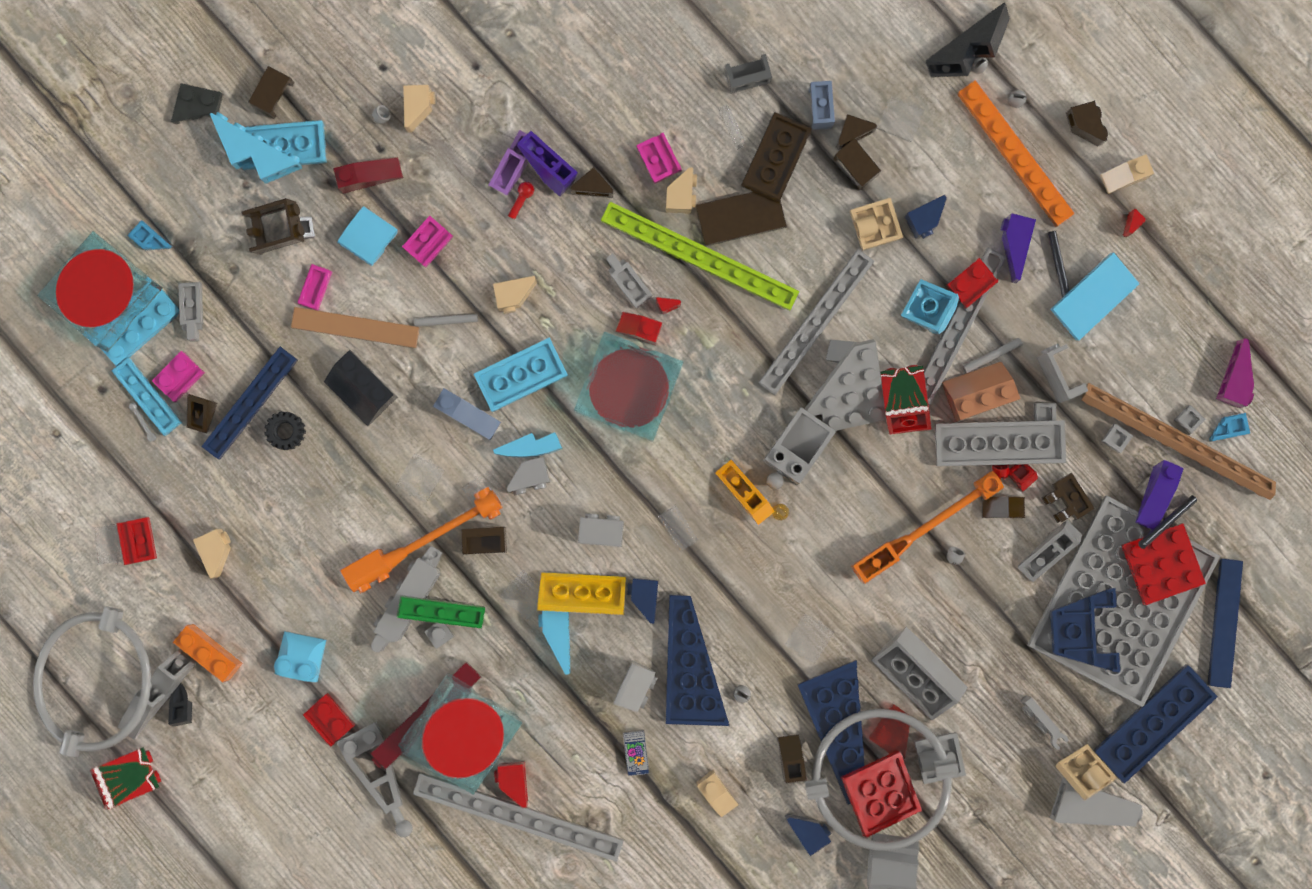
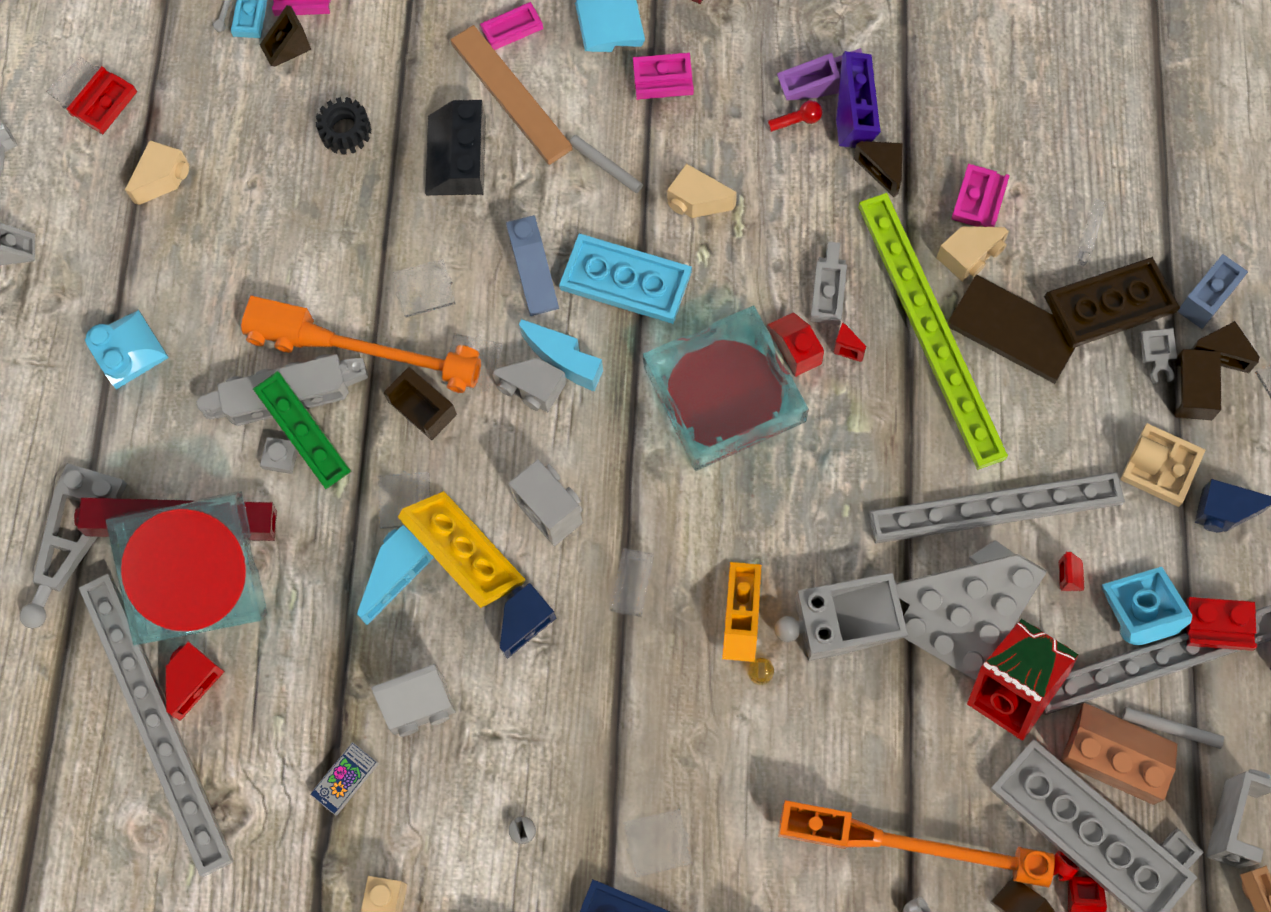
camera: 50 degrees right, 15 degrees down
(207, 652) = (47, 259): orange brick -> none
(249, 403) = (339, 72): dark blue plate -> none
(329, 720) = (84, 435): red plate -> none
(691, 682) = (479, 760): dark blue wing -> none
(748, 75) = (1156, 200): dark grey panel -> none
(821, 162) = (1159, 348): none -> light grey plate
(881, 322) = (1071, 573): none -> red slope

